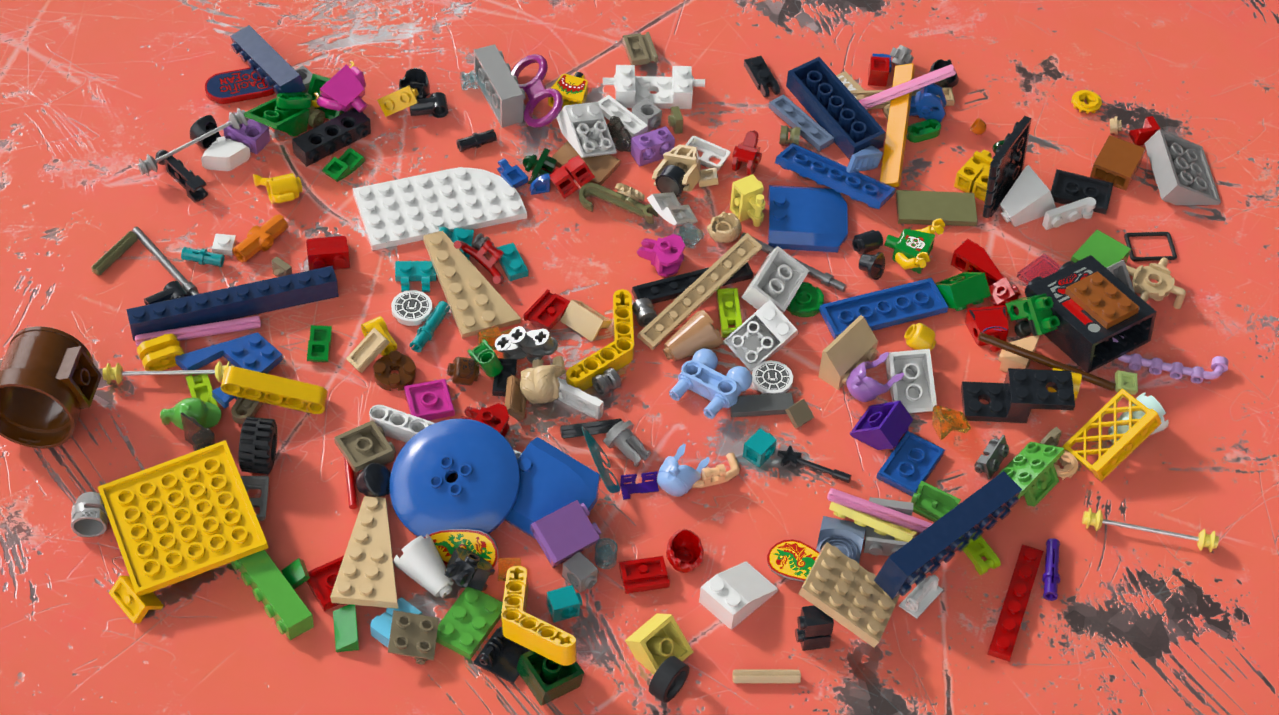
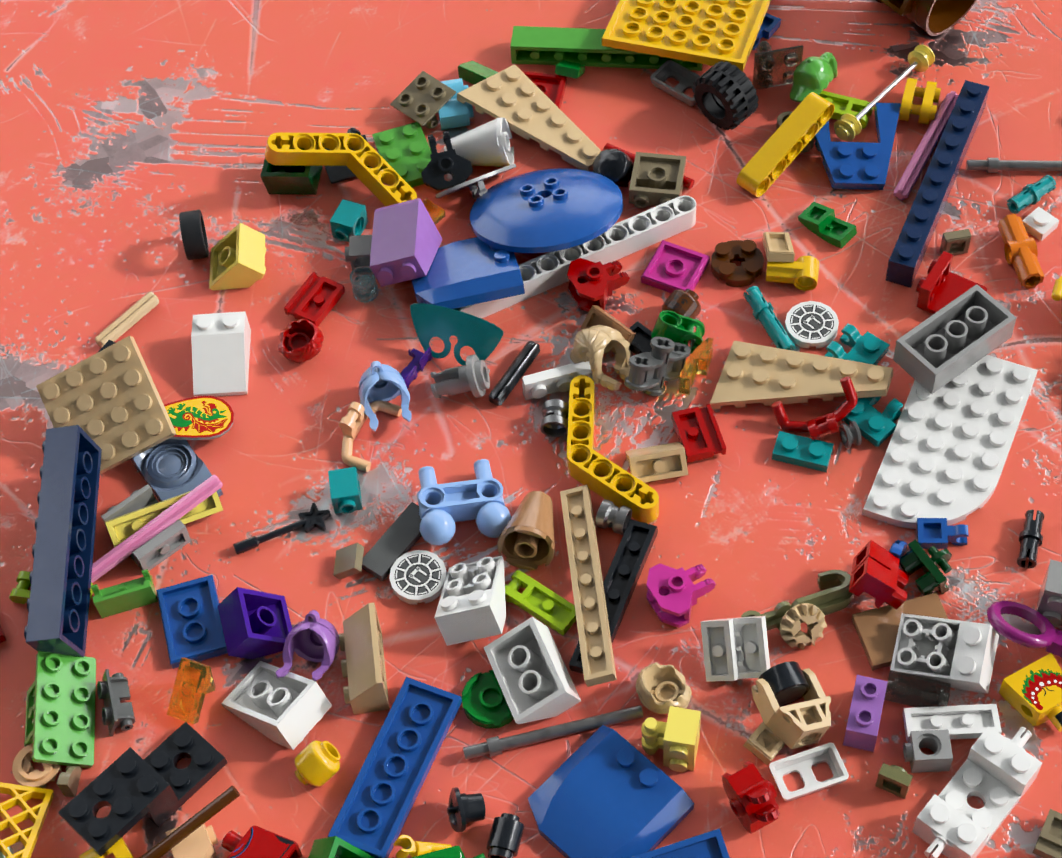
camera: 140 degrees right, 5 degrees up
(171, 291) = (992, 140): black piece -> none
(376, 216) = (954, 338): none -> light grey brick
(690, 234) = (686, 645): clear light blue rock -> none

